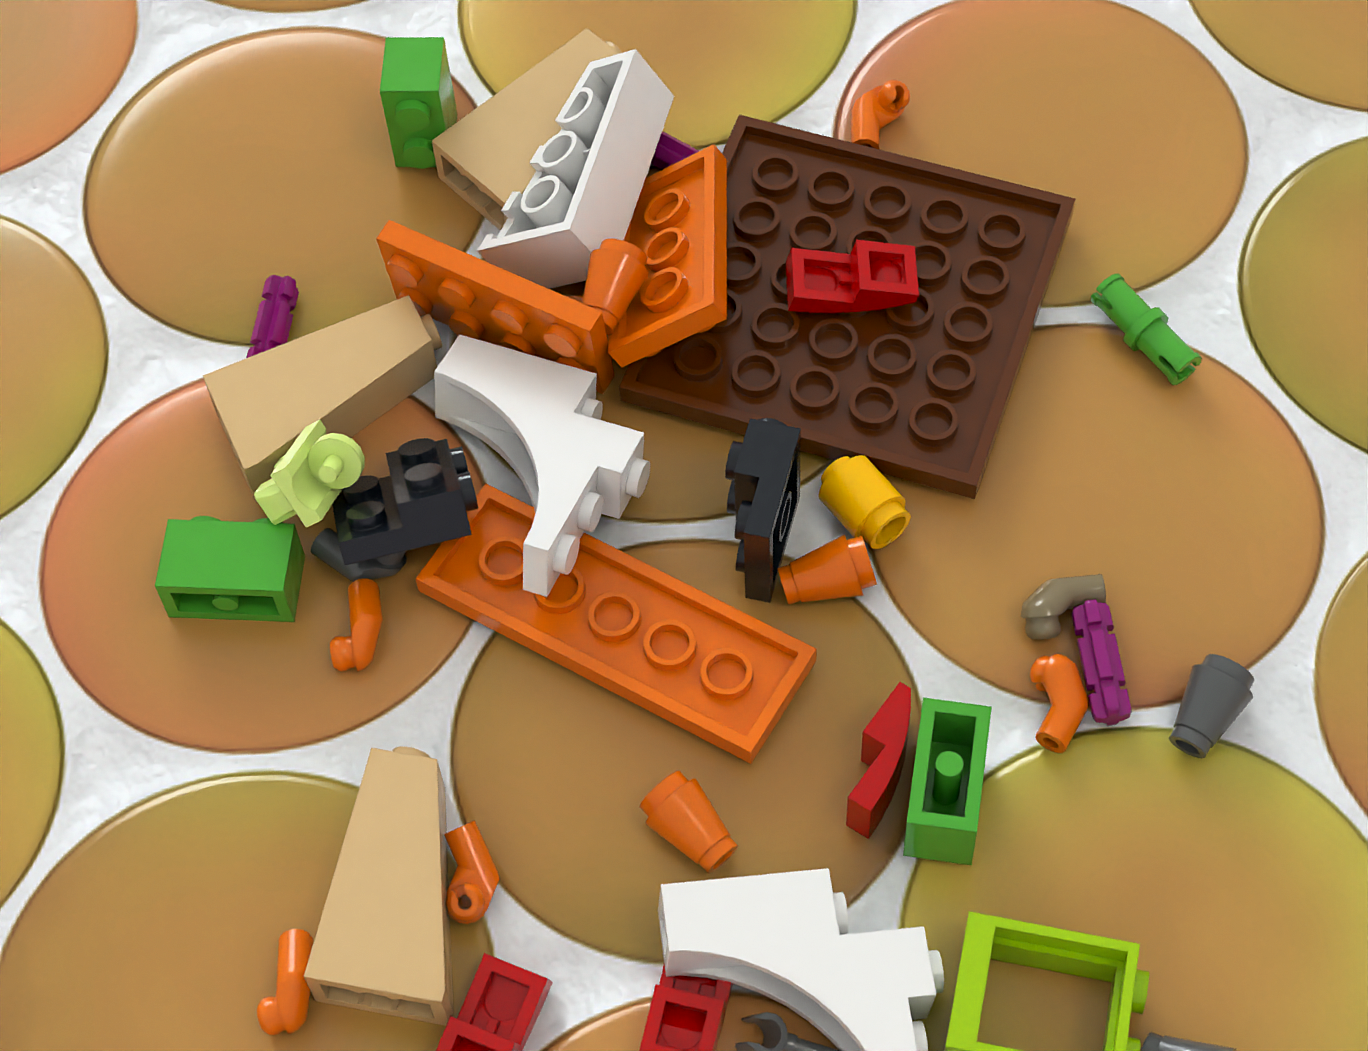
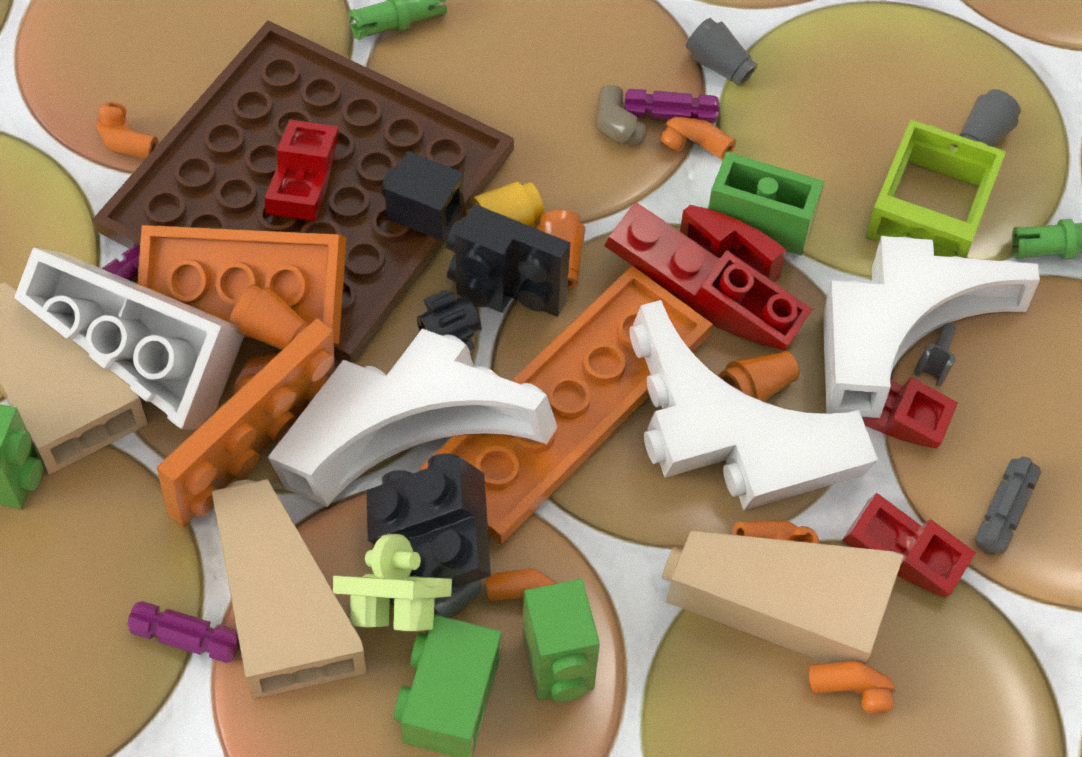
camera: 85 degrees left, 0 degrees up
(275, 648) = (560, 640): none -> bright green brick
(597, 756) = (707, 421): none -> white arch
(683, 473) = (450, 317): none -> black gear
(817, 737) = (718, 289): none -> red slope
(837, 398) = (423, 195): none -> black brick

